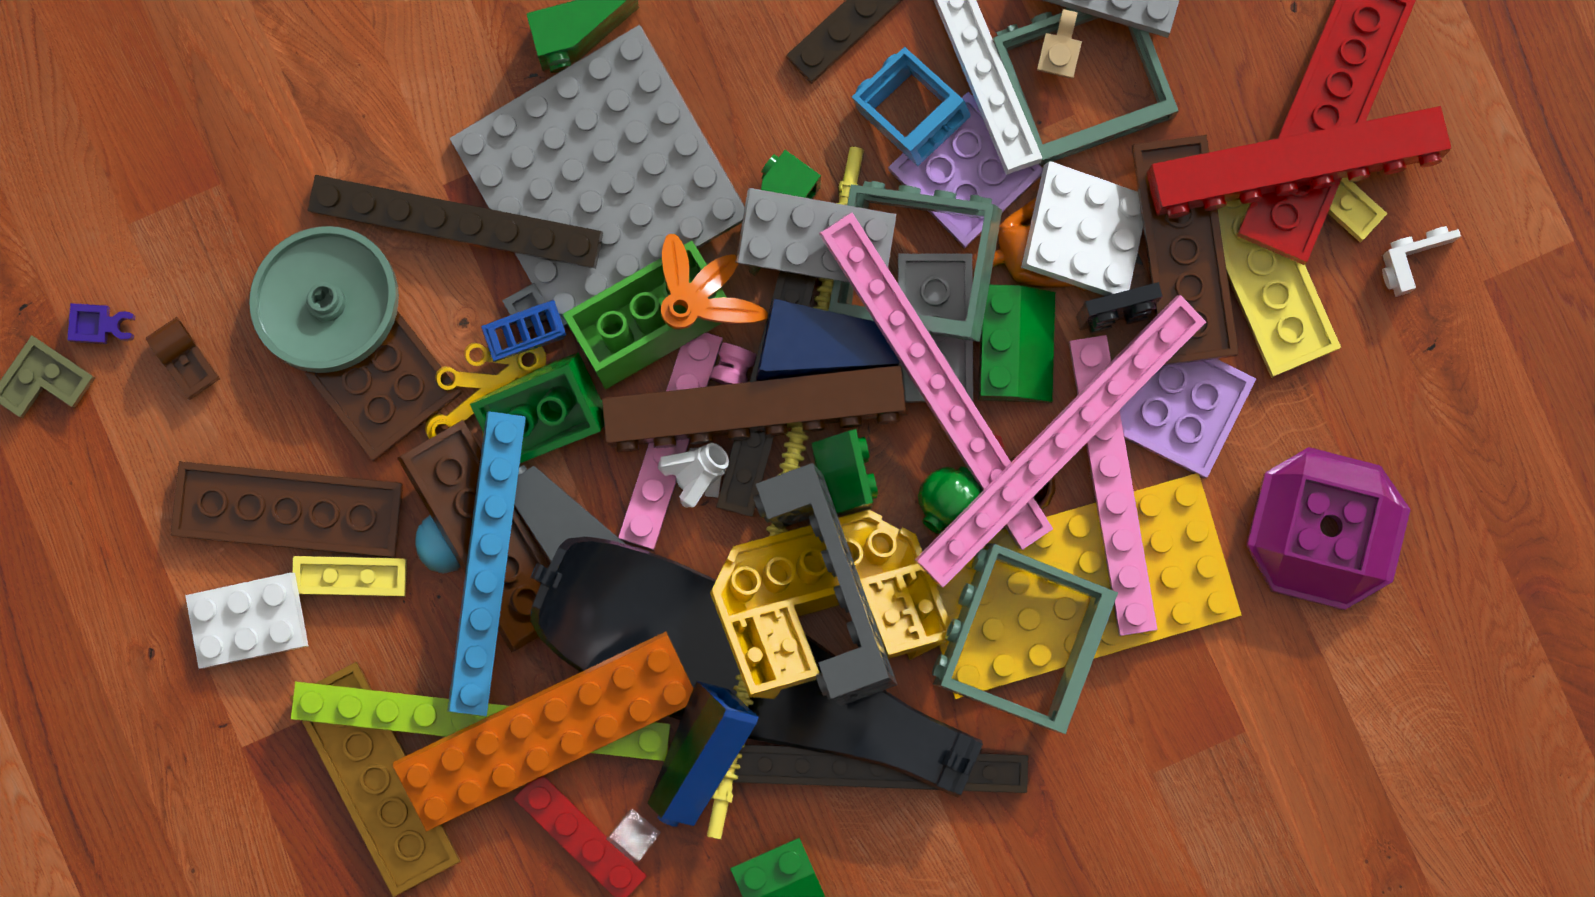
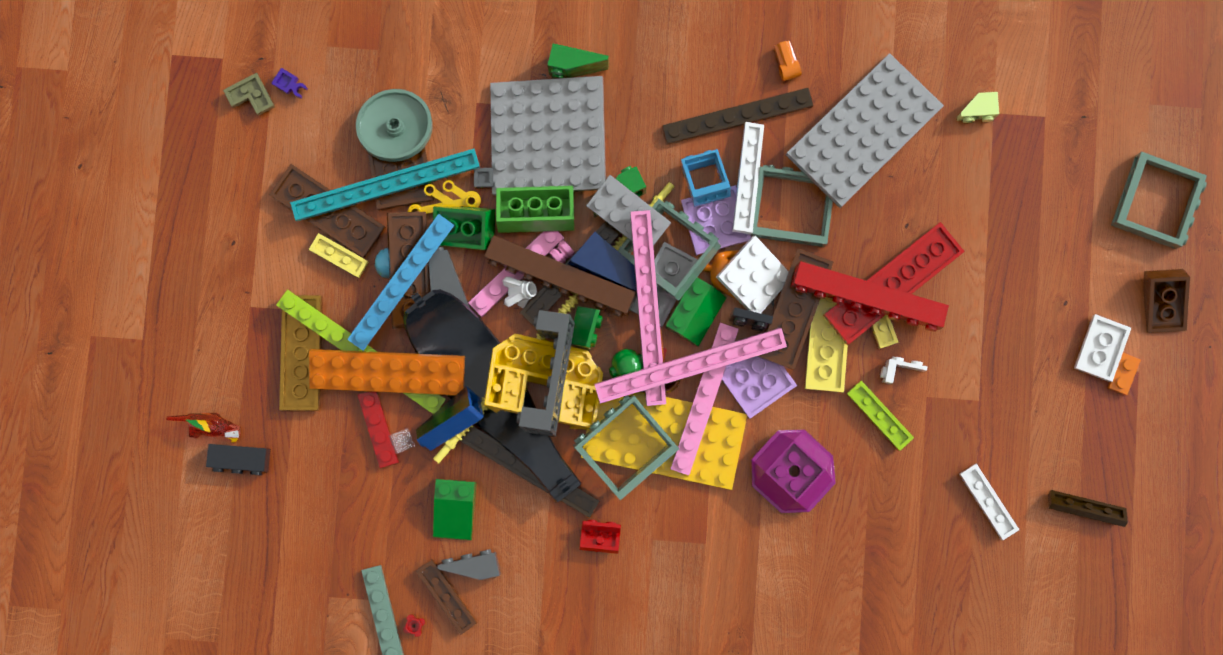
camera: 35 degrees right, 0 degrees up
(182, 358) = (317, 118): reddish brown plate -> none
(246, 620) = (282, 251): white plate -> none
(365, 411) = (385, 185): none -> teal plate
(455, 221) = (472, 121): dark brown plate -> none
(557, 331) = (473, 193): blue slope -> none
(696, 295) = (560, 210): orange plant -> none
(1059, 51) = (787, 188): tan plate -> none
(1062, 815) = (600, 536): none -> red bracket
(1423, 354) = (880, 415): none -> lime plate

